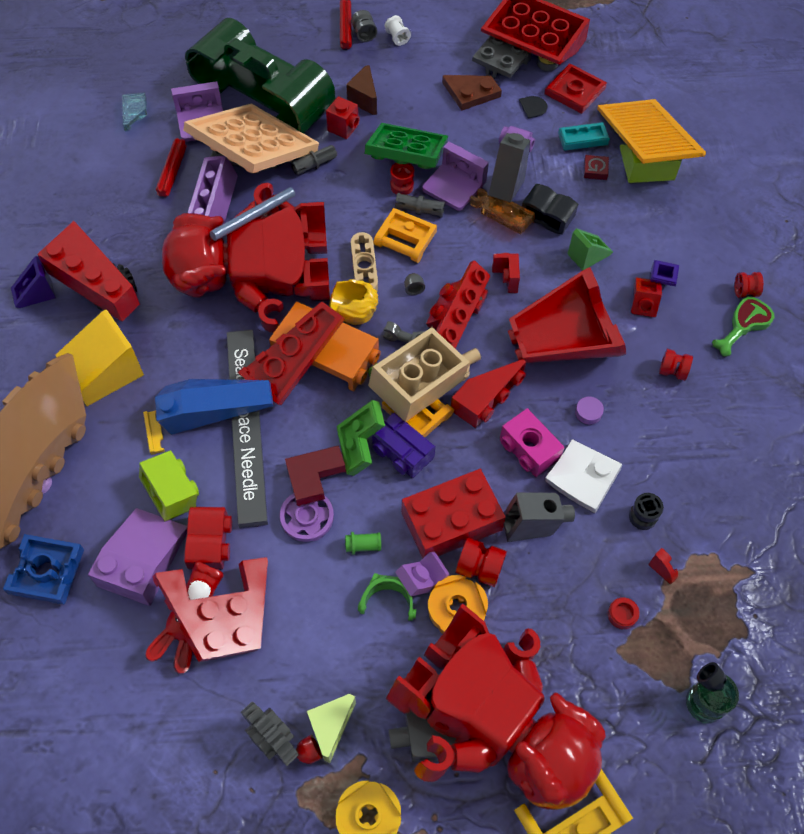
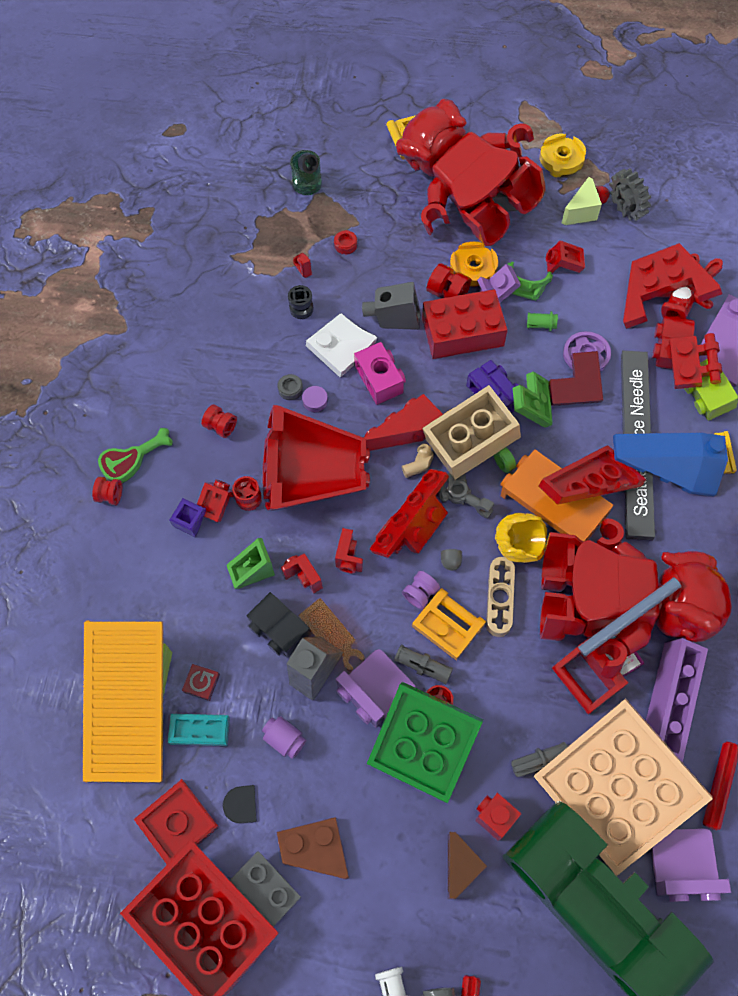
camera: 165 degrees left, 5 degrees up
(196, 492) = (686, 362): none -> red plate
(344, 634) = (565, 256): none -> red bracket
(436, 251) = (421, 590): none -> medium lavender wheel
(541, 251) = (307, 575): none -> red bracket
(619, 303) = (244, 488): none -> red wheel
(619, 419) = (290, 387): none -> dark grey tile

